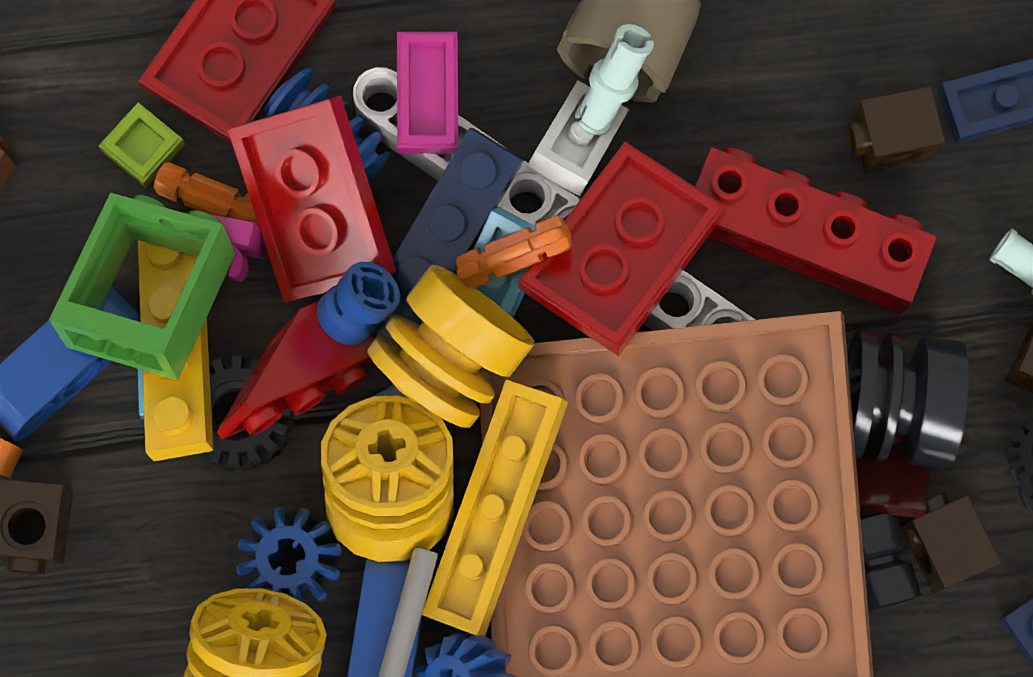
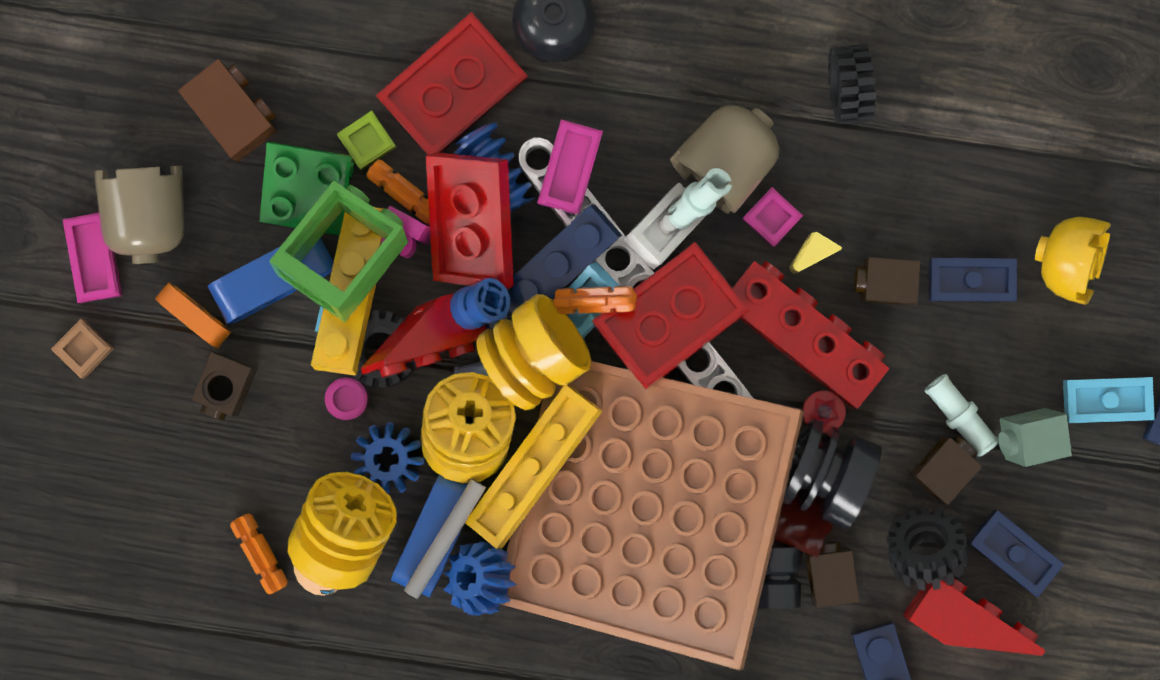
camera: 25 degrees right, 10 degrees up
(55, 217) = (297, 179): none -> green hinge
(208, 497) = (346, 398): none -> dark pink tile
(715, 94) = (772, 217): none -> dark pink tile
(786, 116) = (812, 251): none -> light yellow slope
(868, 314) = (824, 407): none -> tile

